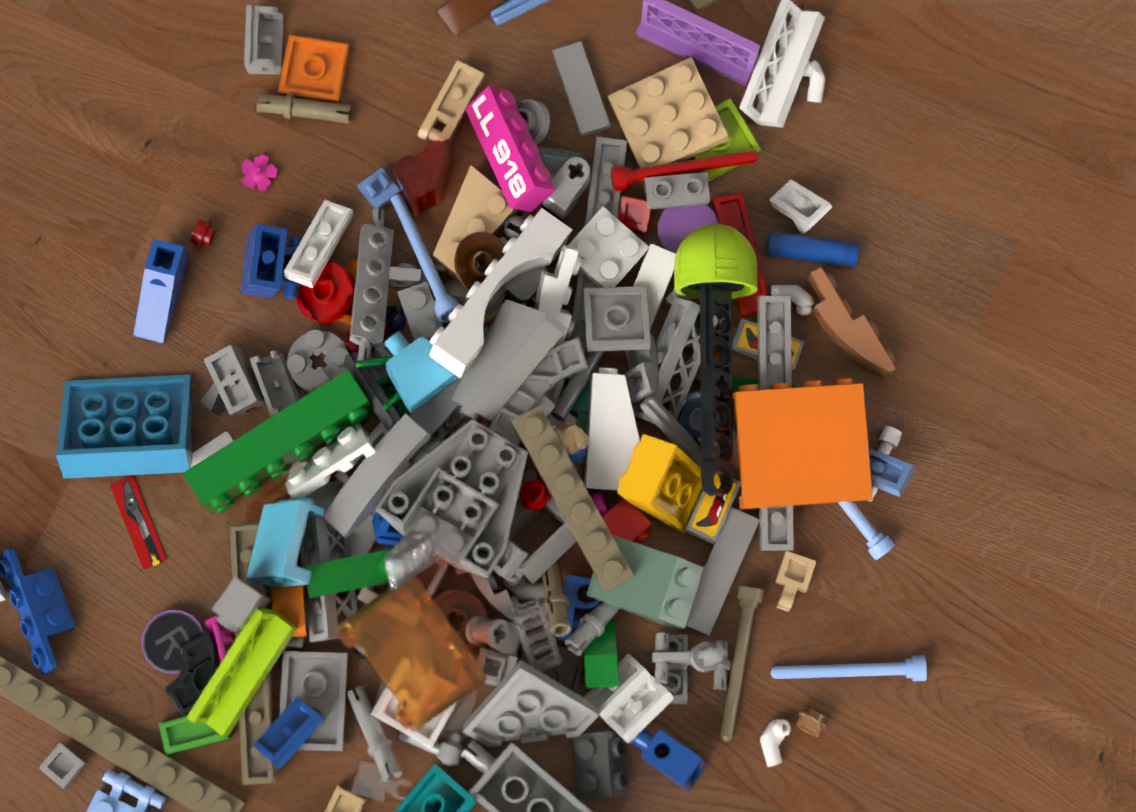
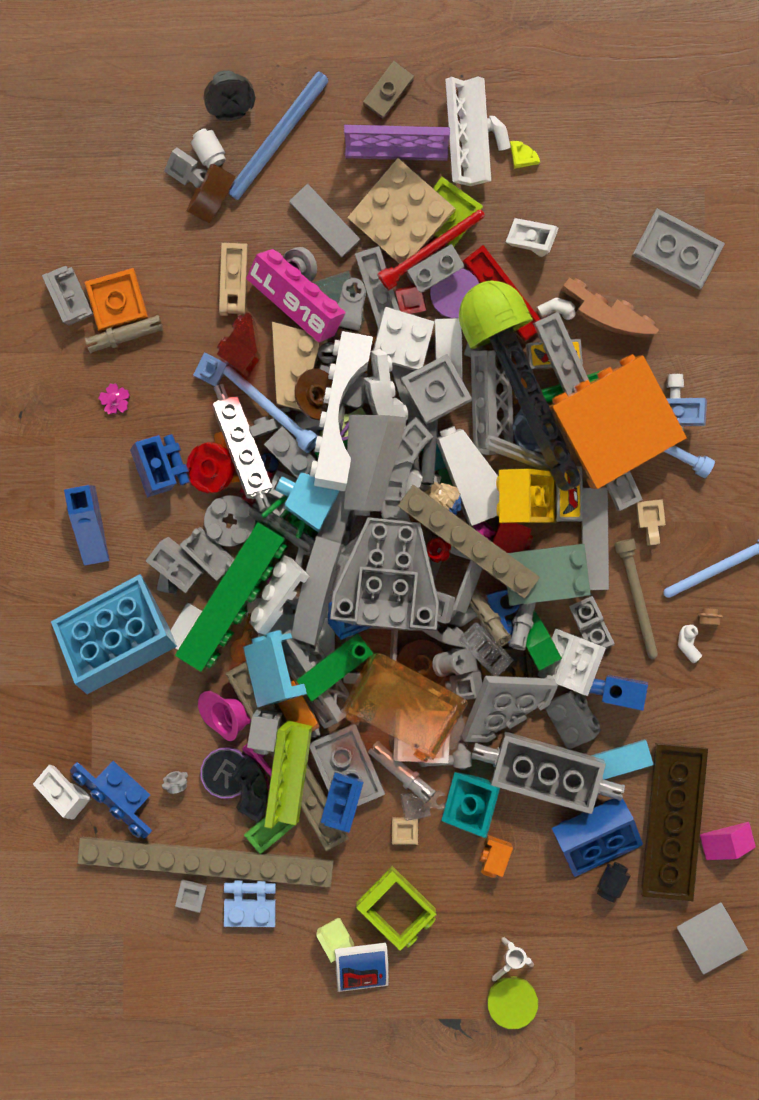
camera: 25 degrees left, 10 degrees up
(111, 624) = (175, 782): none -> light grey plate
(138, 522) = (156, 698): red sticker -> none
(202, 233) = (96, 465): red plate -> none
(202, 571) = (223, 715): none -> dark pink piece
(318, 243) = (186, 433): white tile -> none
(410, 557) = (372, 642): clear slope -> none
(643, 372) = (474, 420): light grey slope -> none
(702, 657) = (614, 610): light grey axle -> none
(812, 249) = (555, 265): blue axle -> none
(831, 118) = (523, 155): none -> neon yellow tile
(958, 295) = (678, 249): none -> light grey tile

